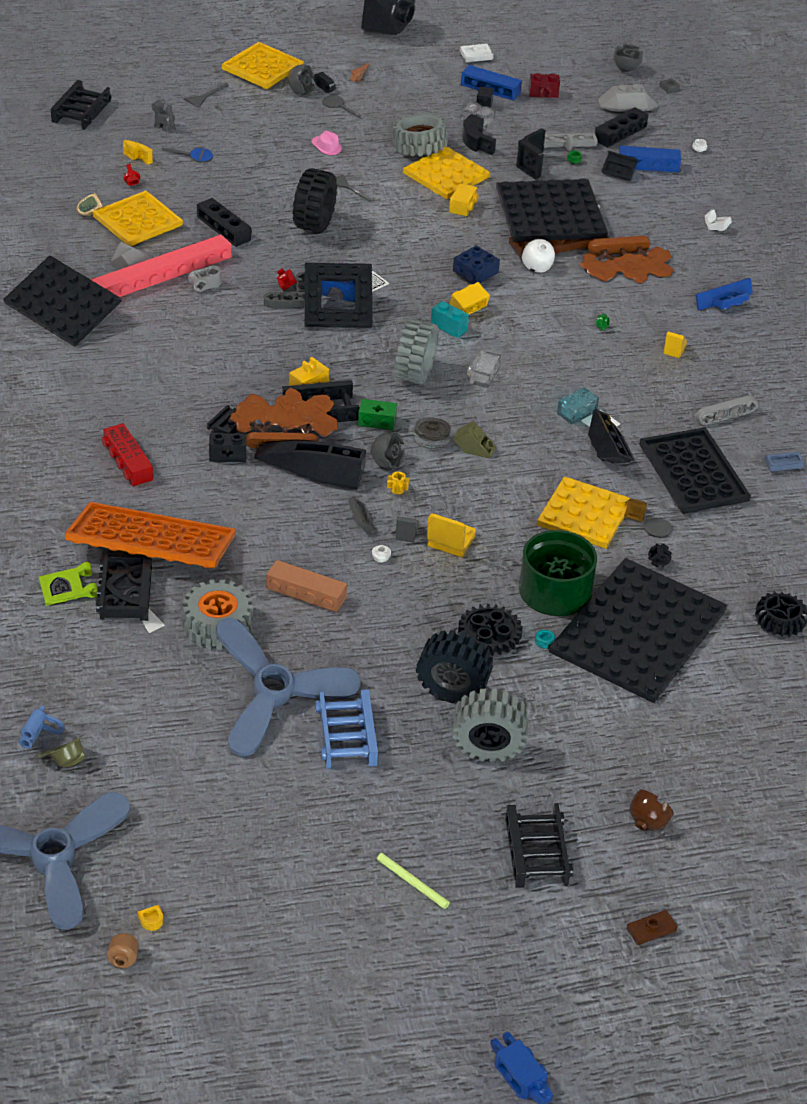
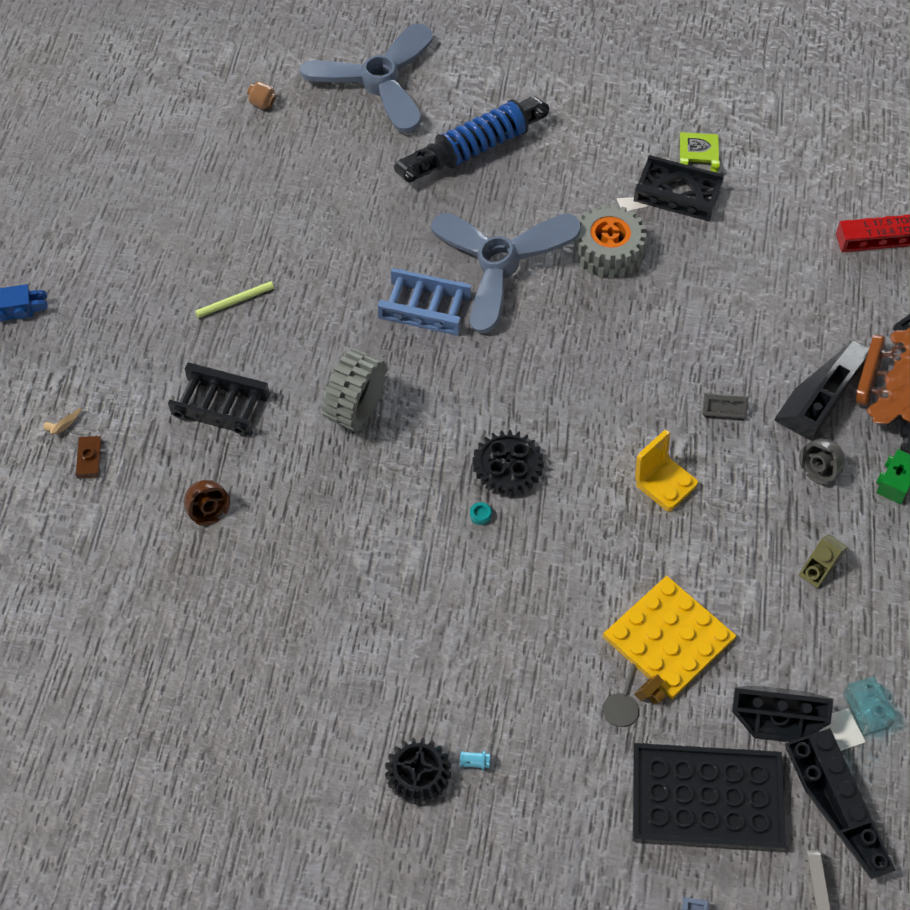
camera: 115 degrees right, 15 degrees up
(34, 726) = (517, 86): medium blue piece -> none
(67, 754) = (483, 100): olive piece -> none
(125, 740) = (474, 136): none -> piece
(151, 534) = (739, 217): orange plate -> none
(151, 918) = (288, 123): yellow tile -> none
(227, 447) = (868, 316): black brick -> none
(306, 585) = (628, 325): nougat brick -> none
(381, 553) = (658, 412): white plate -> none
(398, 482) = (769, 456): yellow gear -> none
(406, 529) = (693, 441): dark grey slope -> none
(432, 433) = (851, 521): clear smoke piece -> none
(454, 665) = (444, 387): black wheel -> none
(557, 572) = (559, 512): dark green wheel -> none
(637, 963) = (63, 424): none -> tan bar
(638, 629) = (462, 614): black plate -> none
(653, 407) = (837, 797): none -> black wedge
(659, 555) = (560, 677): black gear -> none
(748, 584) = (475, 760): none -> medium azure pin

